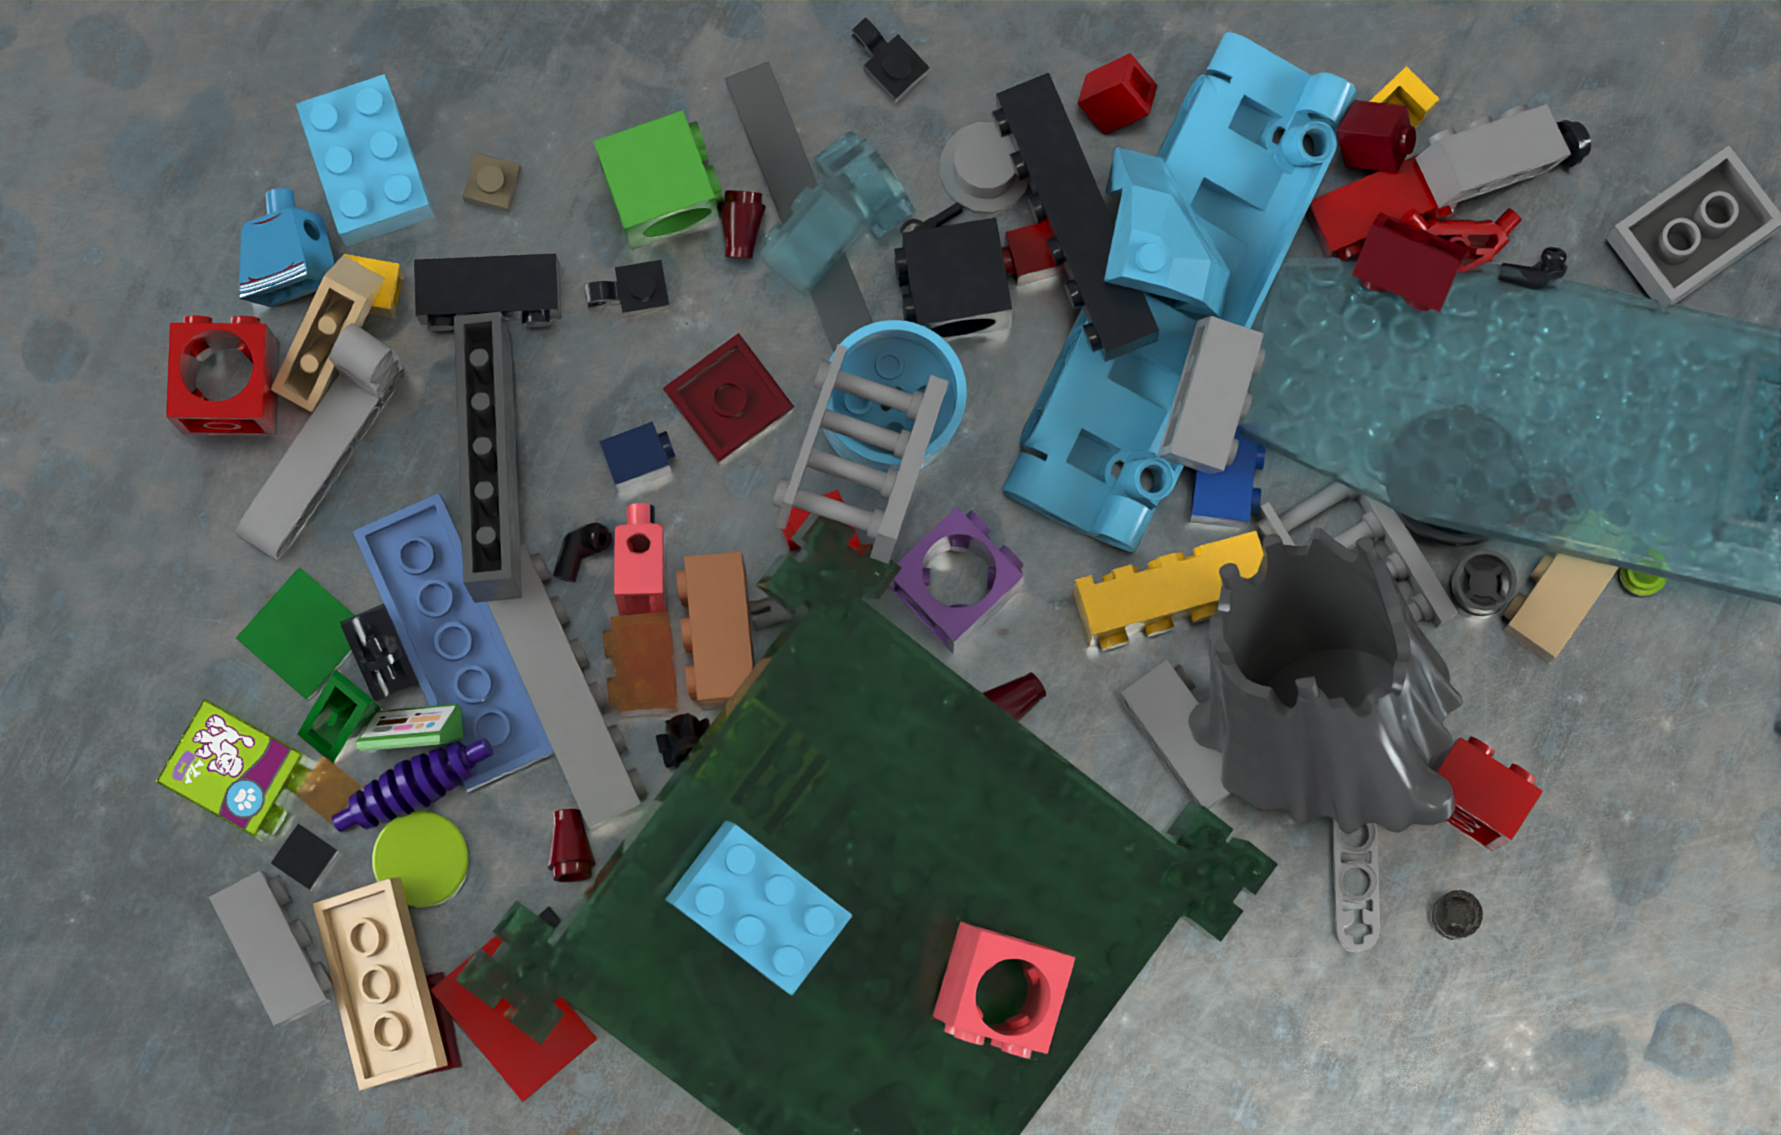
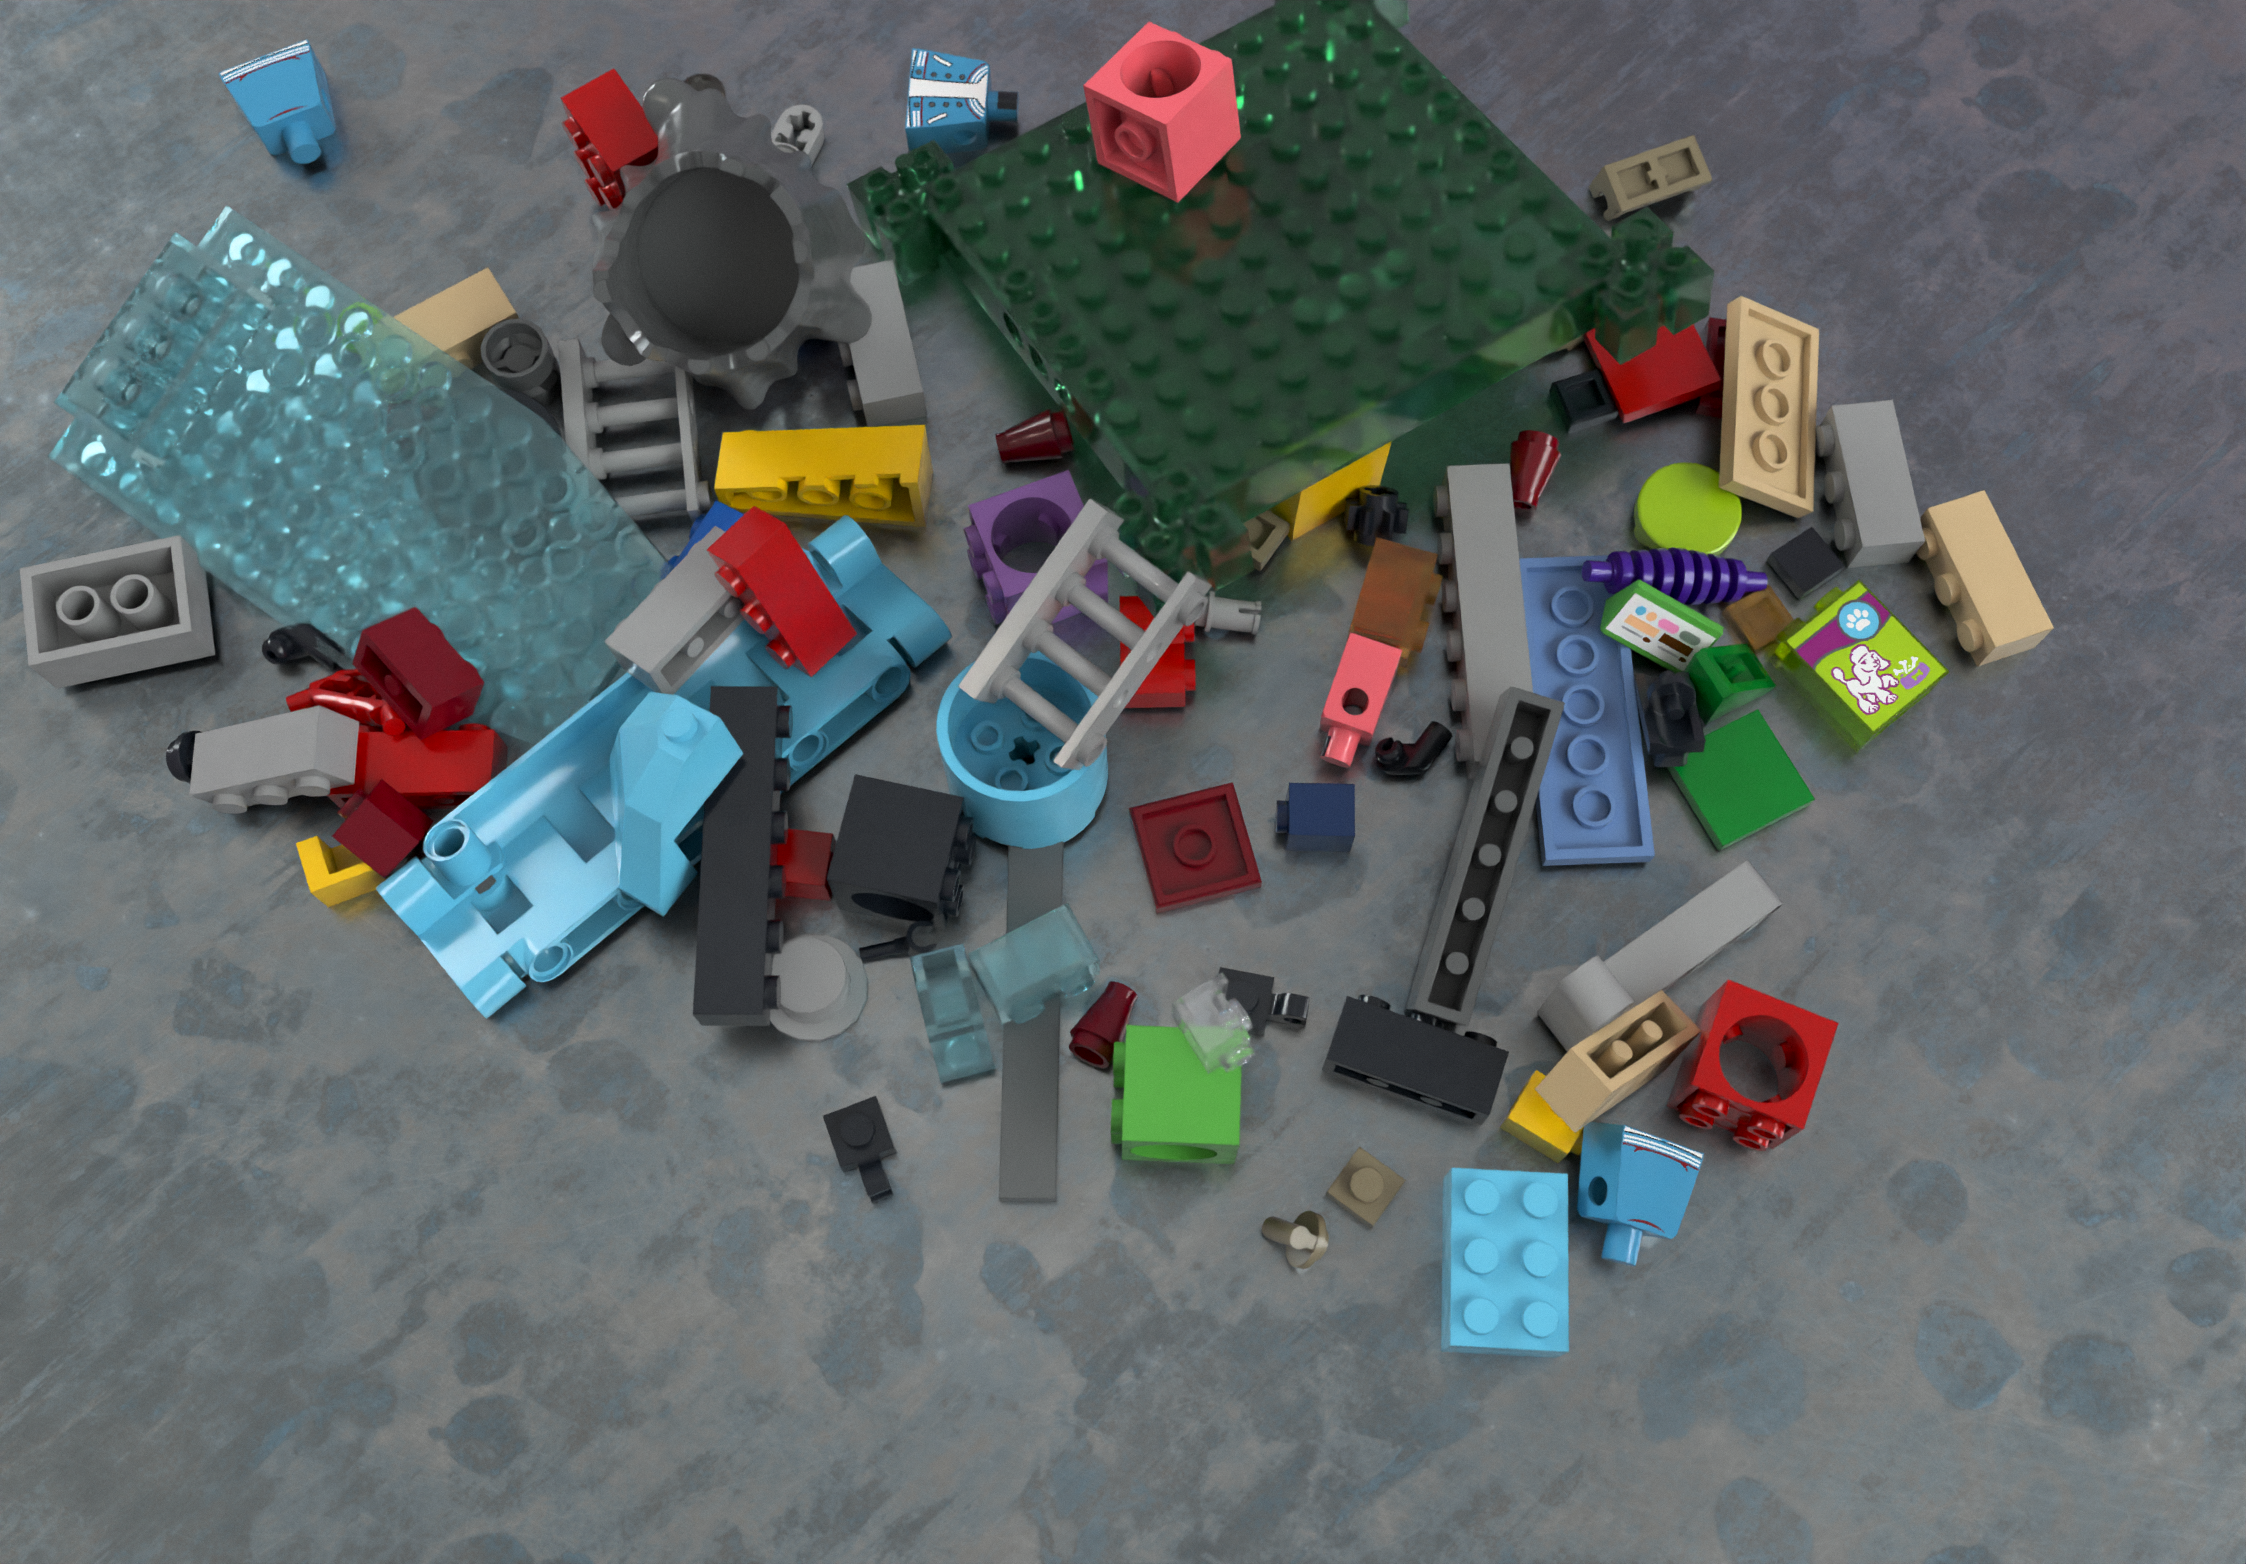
camera: 160 degrees left, 10 degrees down
(152, 893) = (1981, 579): none -> tan brick
(526, 121) = (1304, 1238): none -> dark tan plate
(644, 212) = (1214, 1026): none -> clear brick
(716, 626) = (1303, 596): nougat brick -> none
(759, 907) = (1381, 238): medium azure brick -> none
(1117, 94) = (633, 1001): red panel -> none
(1141, 431) = (780, 592): none -> red brick
(1228, 1007) = (954, 102): none -> dark azure torso

